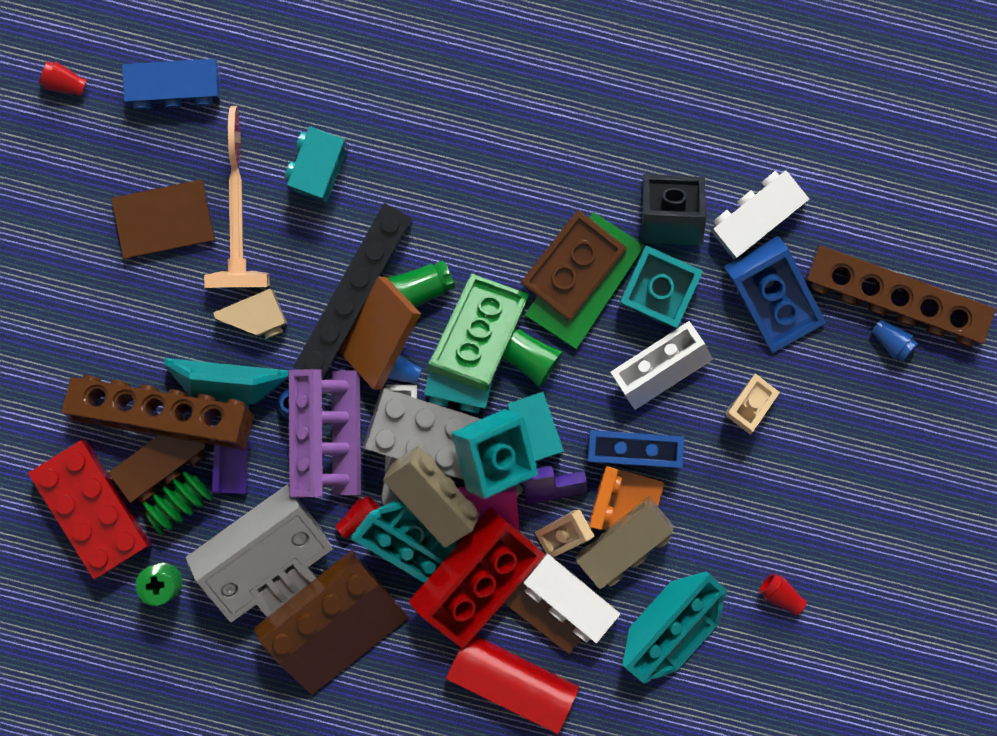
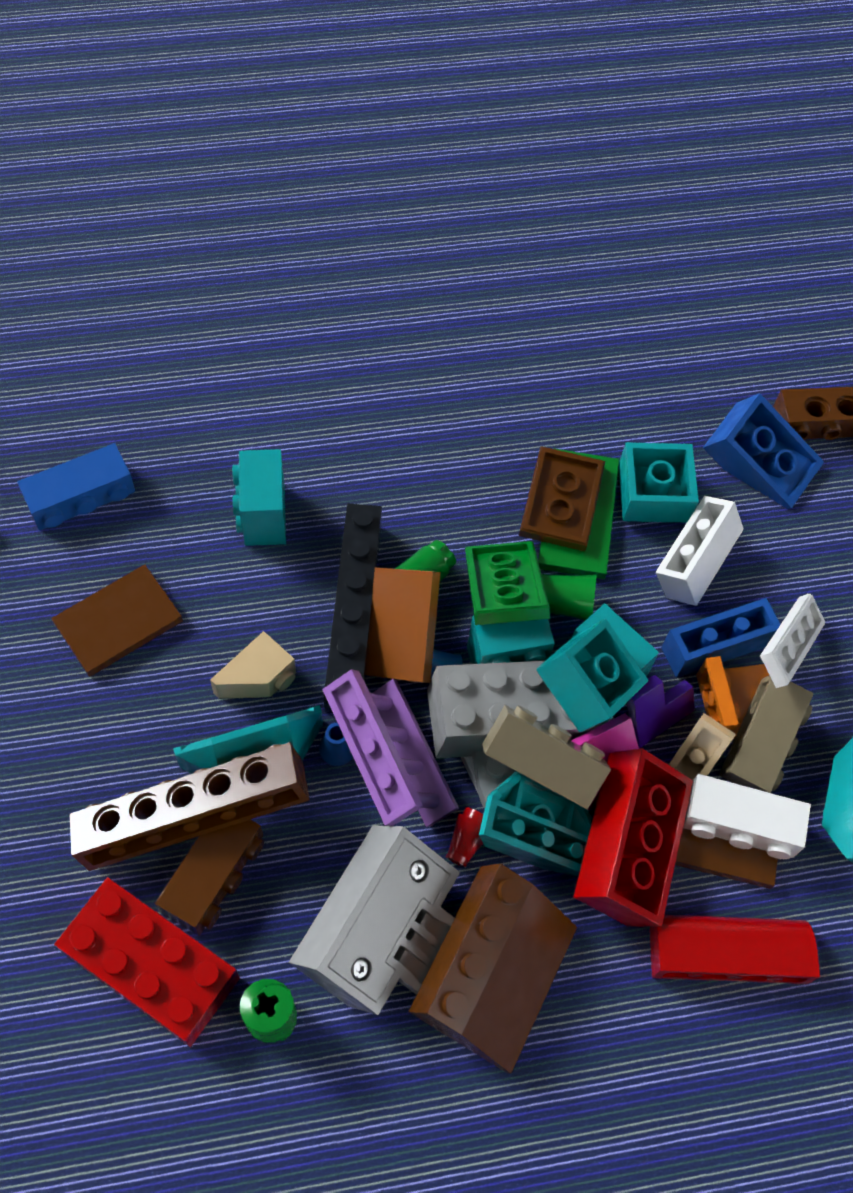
camera: 35 degrees left, 25 degrees down
(177, 501) = (249, 907): green piece -> none
(230, 470) = (297, 842): dark purple panel -> none
(236, 274) = (221, 639): light nougat piece -> none
(673, 210) = (630, 417): black slope -> none
(685, 480) = (792, 640): none -> white tile
(752, 403) = (806, 558): tan slope -> none
(758, 213) = (707, 393): white brick -> none

